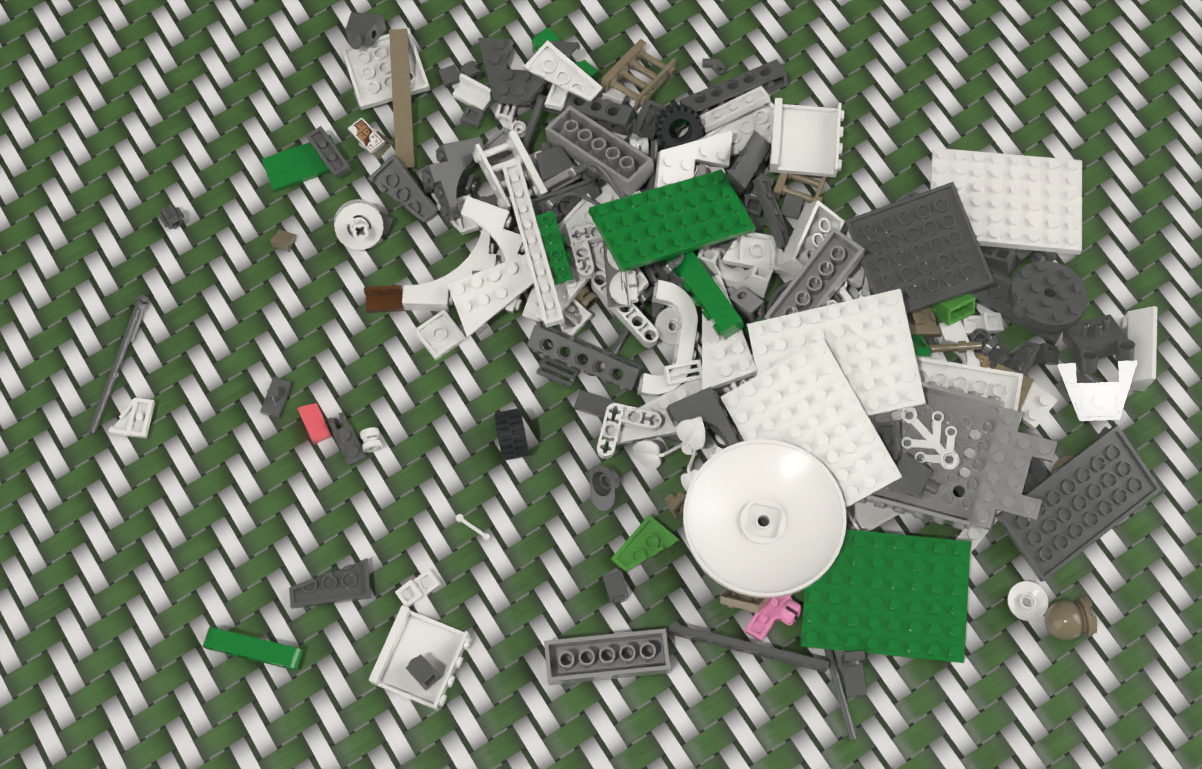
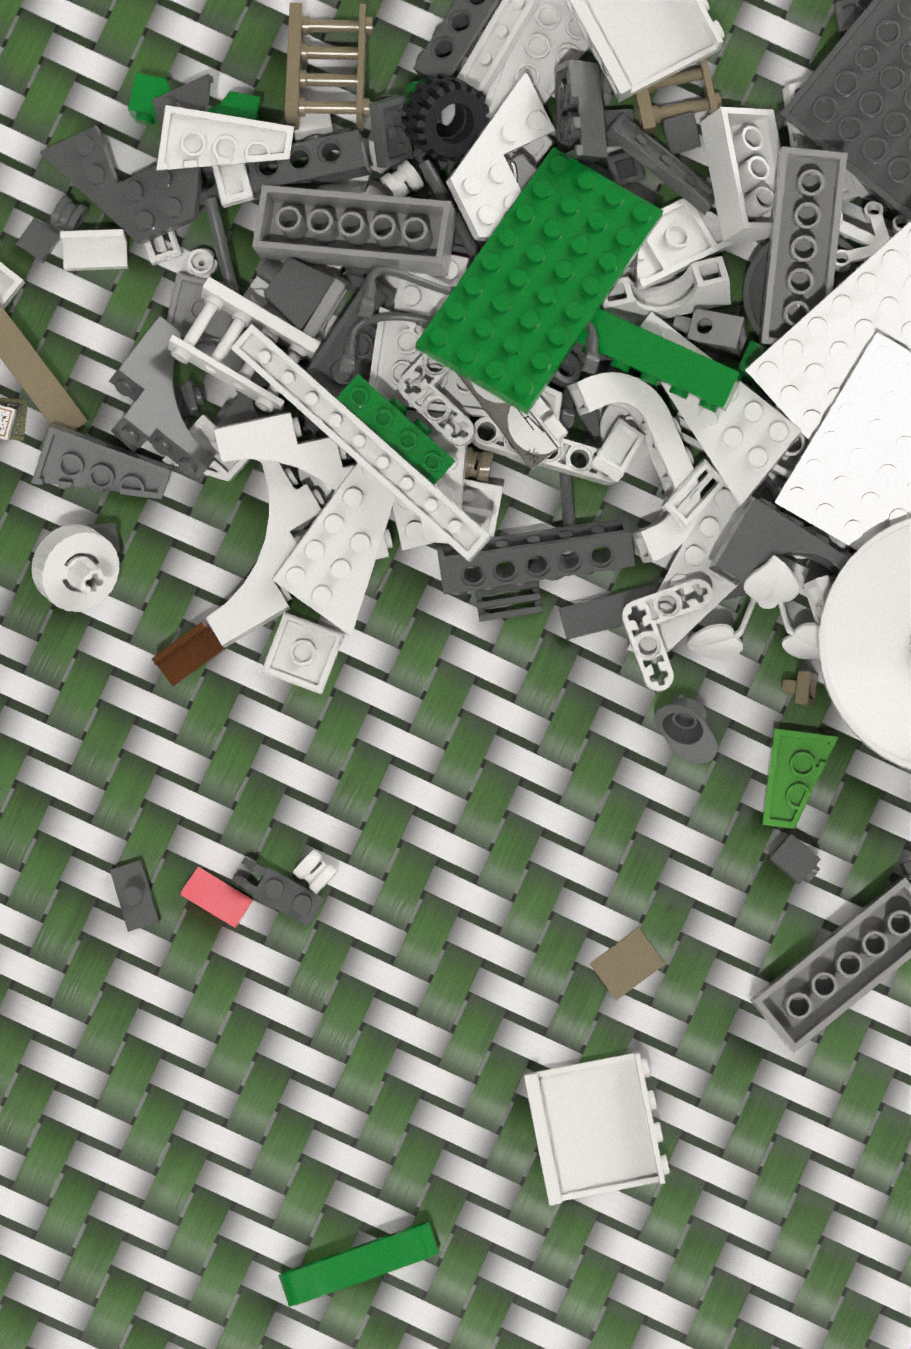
camera: 30 degrees left, 15 degrees up
(343, 585) = (414, 1104): dark grey wing -> none
(418, 588) = (525, 1034): white slope -> none
(422, 672) = (613, 1146): dark grey brick -> none
(459, 518) = (514, 900): white hinge -> none
(472, 116) = (119, 286): dark grey plate -> none
(495, 587) = (627, 963): none -> dark tan sticker
(511, 434) = (512, 740): black tyre -> none
(659, 327) = (618, 450): none -> white tile

